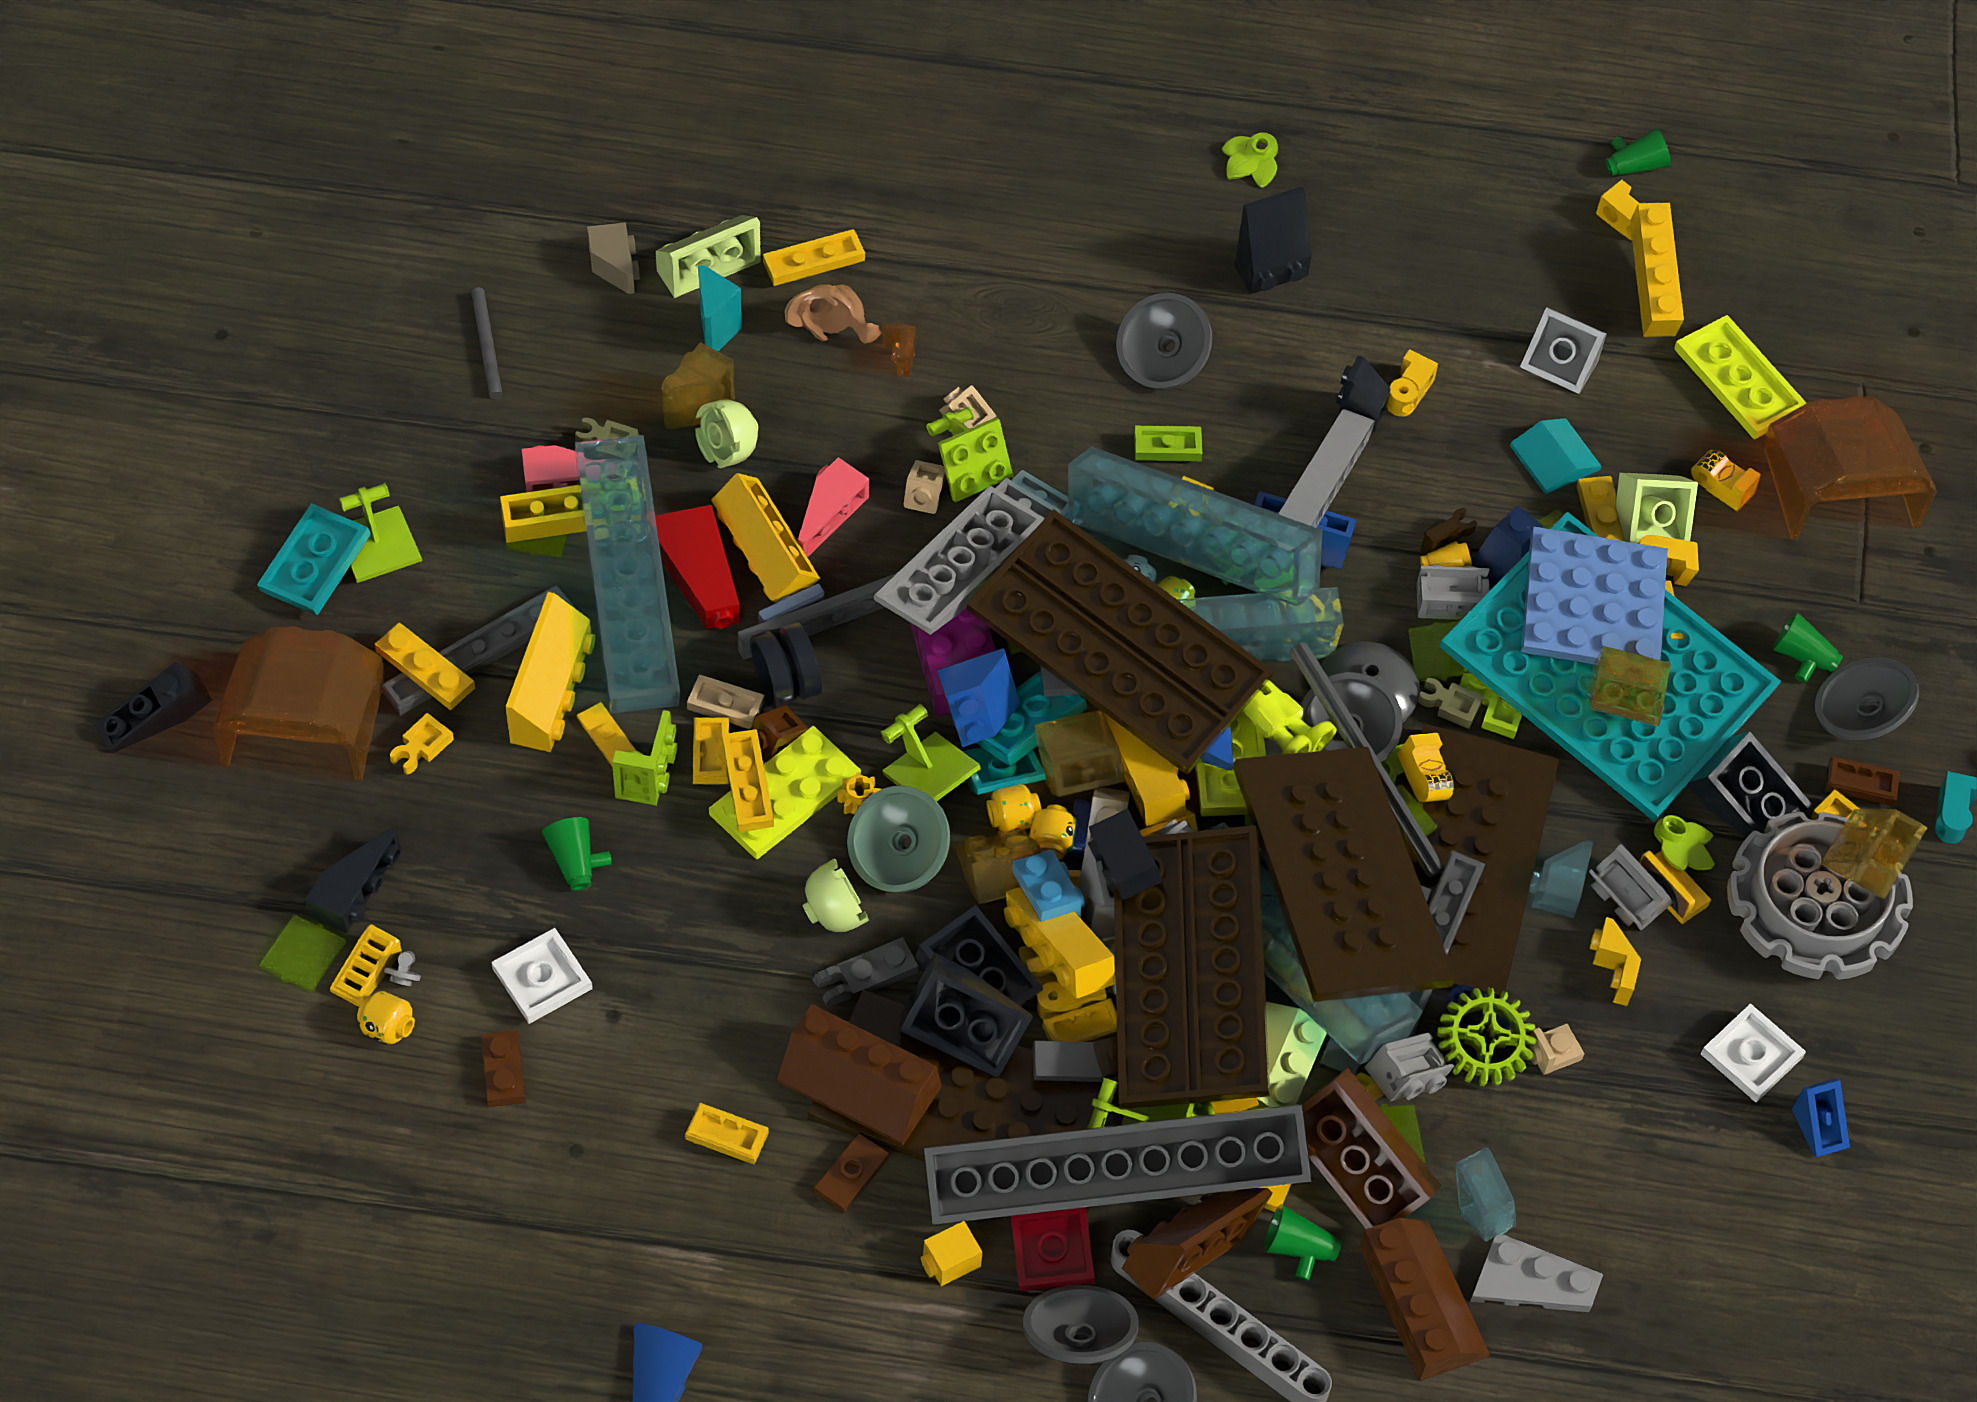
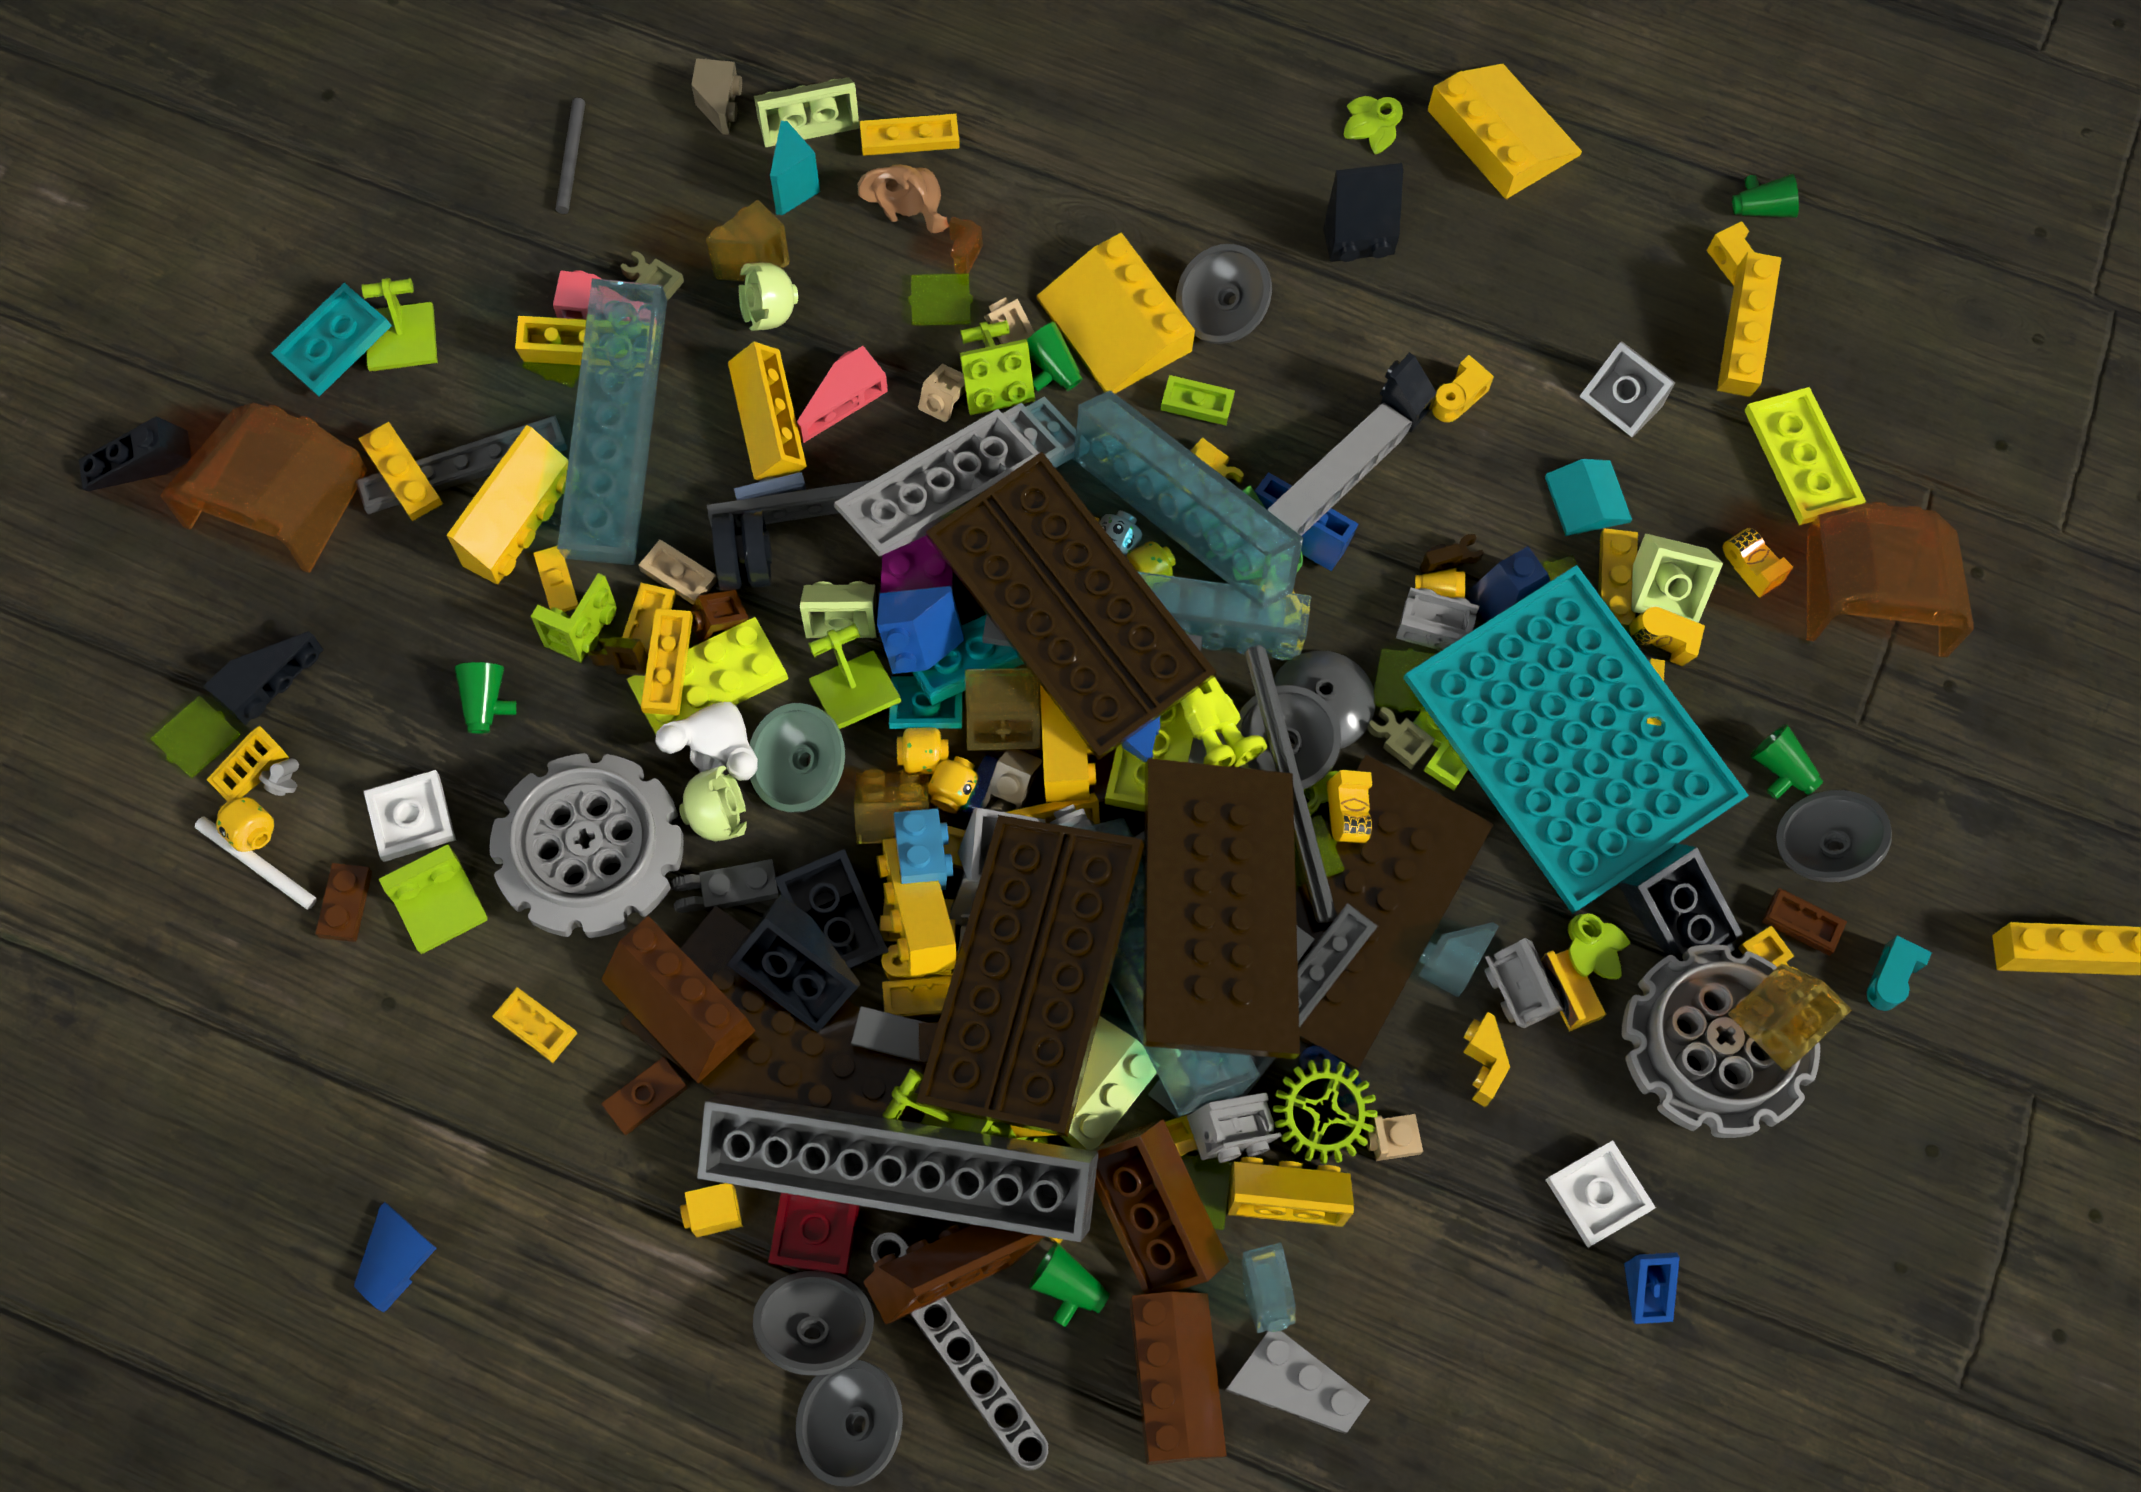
camera: 15 degrees right, 10 degrees up
(406, 1053) = (259, 865): none -> white bar
(423, 740) = (377, 546): yellow plate -> none
(592, 1043) = (434, 898): none -> lime bracket
(698, 564) = (697, 420): red slope -> none
(702, 784) = (624, 654): none -> dark brown plate
(726, 960) = (599, 900): none -> light grey piece
(813, 840) = (715, 739): none -> white head
(856, 786) = (770, 692): yellow gear -> none
(885, 698) = (837, 607): none -> yellowish green slope
(892, 403) = (940, 299): none -> clear neon green piece
(1022, 434) = (1052, 356): none -> green piece
(1068, 382) = (1117, 315): none -> yellow slope
(1124, 855) = (999, 837): black brick -> none
(1372, 140) = (1501, 127): none -> yellow slope
(1477, 1115) = (1290, 1192): none -> yellow slope
(1592, 596) = (1577, 666): medium blue plate -> none
(1628, 685) = (1583, 770): clear yellow slope -> none

